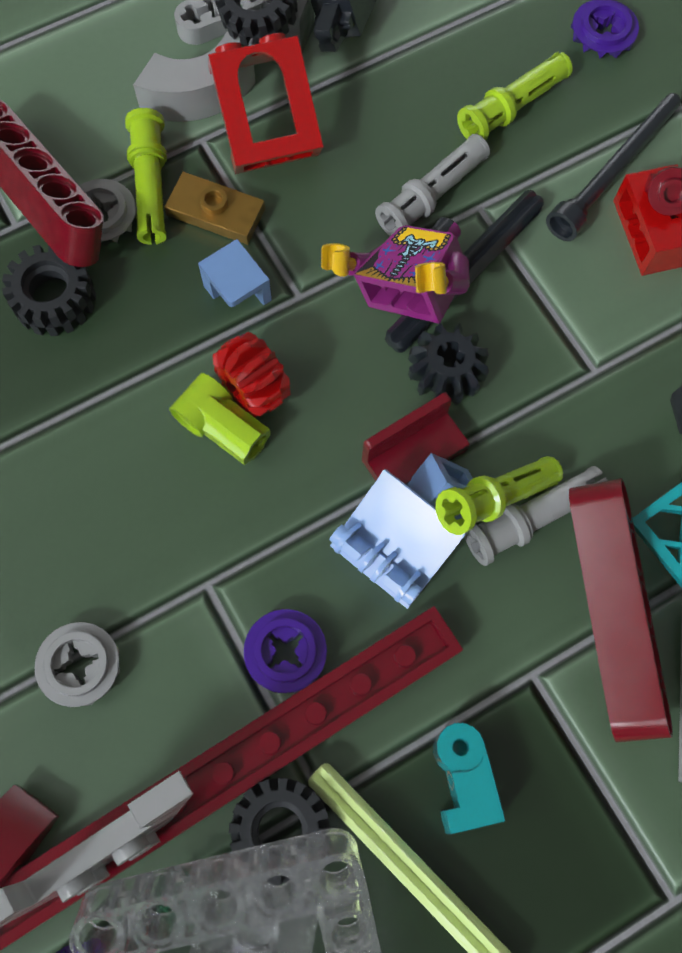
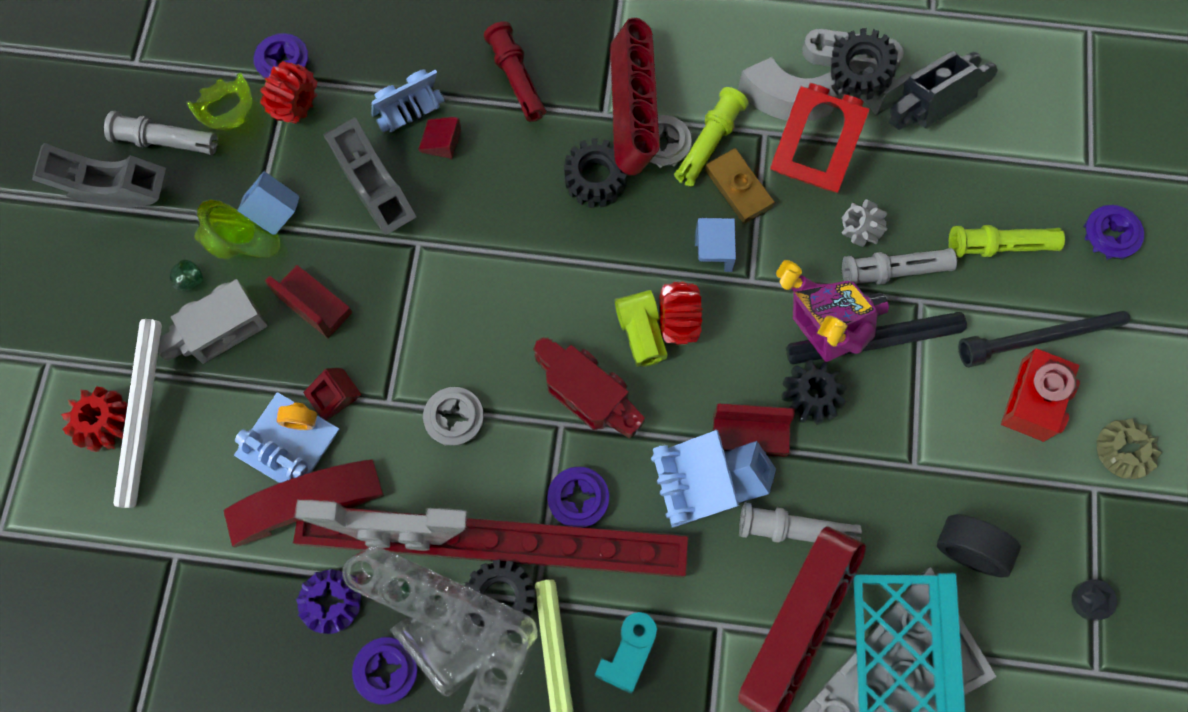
camera: 40 degrees right, 0 degrees up
(206, 525) = (586, 389): none -> dark red hinge
(371, 162) = (864, 223): none -> light grey gear
(488, 497) = (768, 494): lime pin -> none

